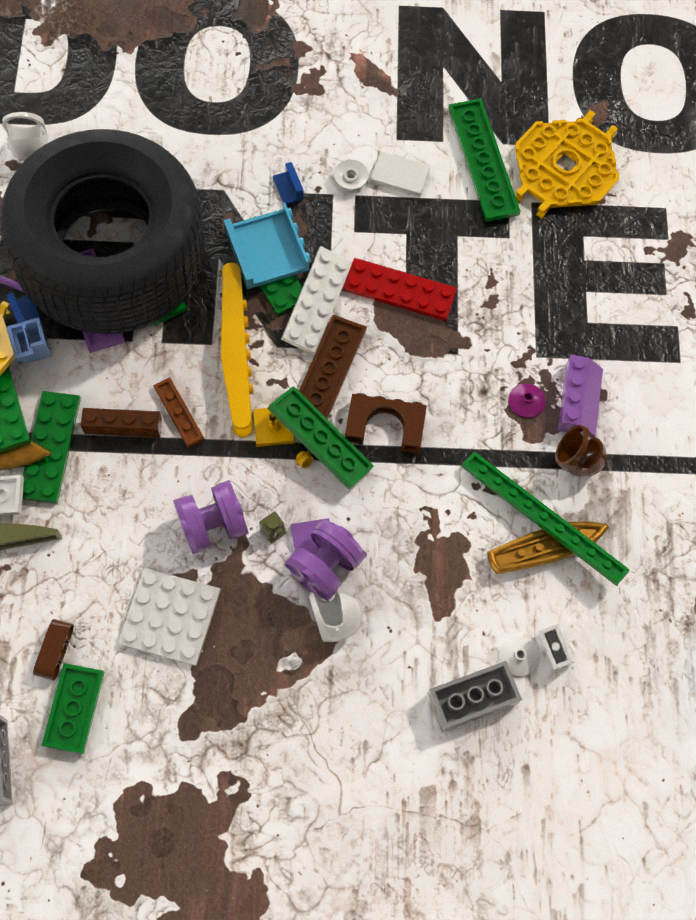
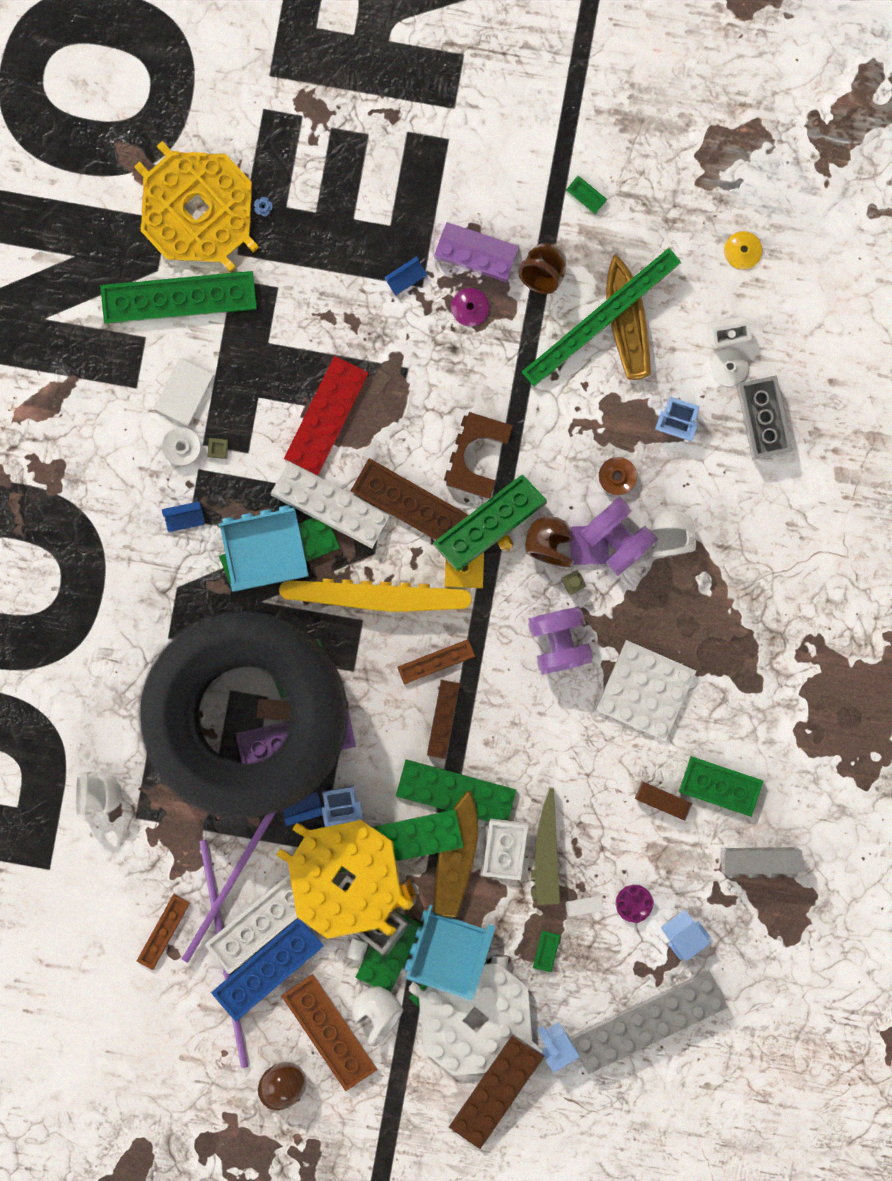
camera: 80 degrees left, 20 degrees up
(312, 493) = (545, 536): none -> reddish brown piece
(354, 205) = (217, 448): none -> olive tile
(387, 547) = (624, 468): none -> dark orange dish
(456, 606) = (678, 419): none -> light blue plate
(544, 337) = (405, 276): none -> blue panel
(577, 219) = (263, 211): none -> medium blue plate
(636, 660) = (734, 254): none -> yellow dish
(660, 491) = (586, 194): none -> green tile

